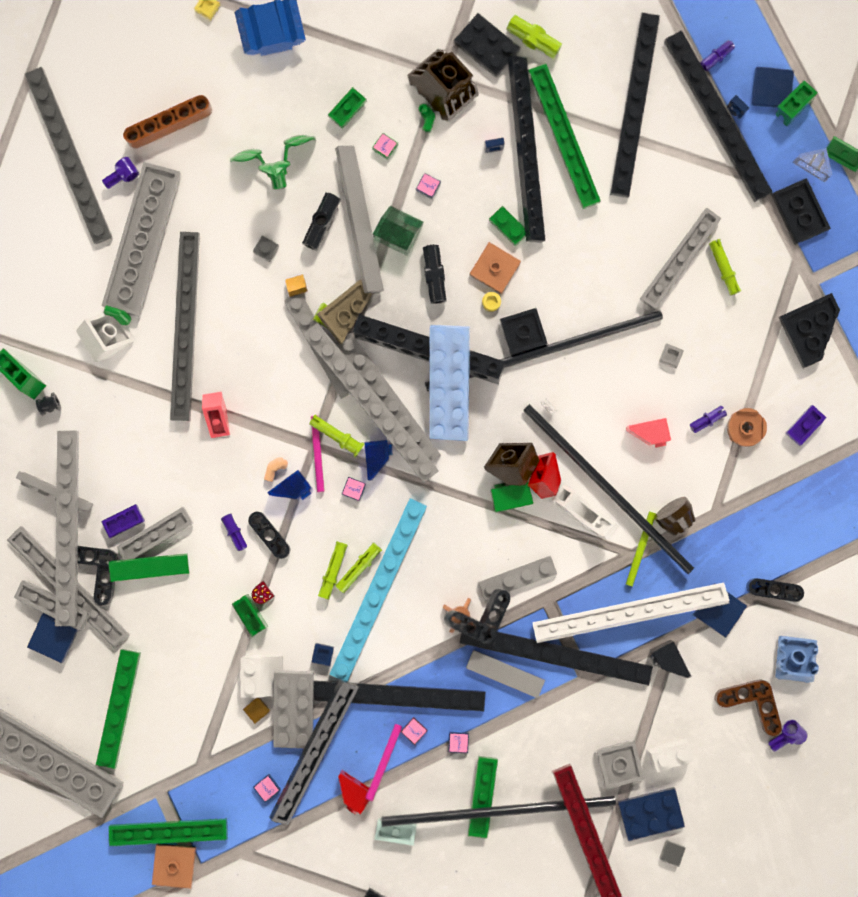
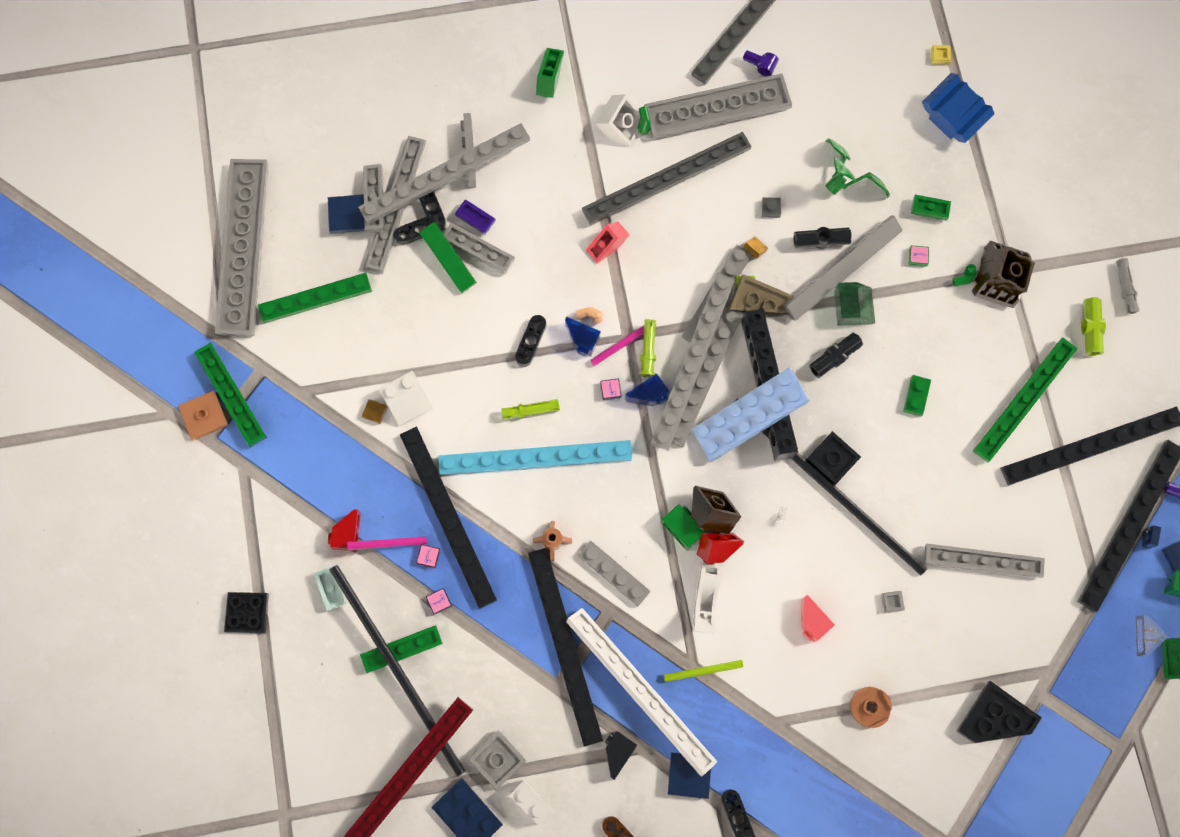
camera: 55 degrees right, 10 degrees down
(48, 404) = (538, 107): black bush -> none
(158, 121) = (824, 66): dark orange beam -> none
(234, 532) = (516, 310): dark purple axle -> none
(249, 615) = (453, 361): green hinge -> none
(262, 593) = (477, 361): dark red tile -> none
(267, 788) = (311, 456): bright pink tile -> none
(293, 708) = (391, 440): light grey plate -> none
(313, 752) = (364, 477): plate -> none
(322, 654) = (452, 440): dark blue plate -> none
(355, 571) = (546, 430): lime pin -> none
(428, 185) = (908, 309): bright pink tile -> none
(480, 626) = (551, 559): black beam -> none
(486, 44) = (1059, 292): black plate -> none
(491, 301) = (842, 417): light yellow tile -> none
(494, 145) = (978, 344): dark blue tile -> none
(495, 268) = (873, 404): nougat plate -> none
(505, 674) = (522, 609): light grey tile -> none
(526, 149) = (992, 373): black plate -> none
(609, 489) = (739, 612): black piece -> none
(676, 516) = (751, 685): dark brown piece -> none
(708, 419) = (856, 666): dark purple axle -> none
(728, 274) = (997, 612): lime pin -> none
(800, 211) = (1096, 648): black tile -> none
(805, 425) = (906, 762): dark purple plate -> none

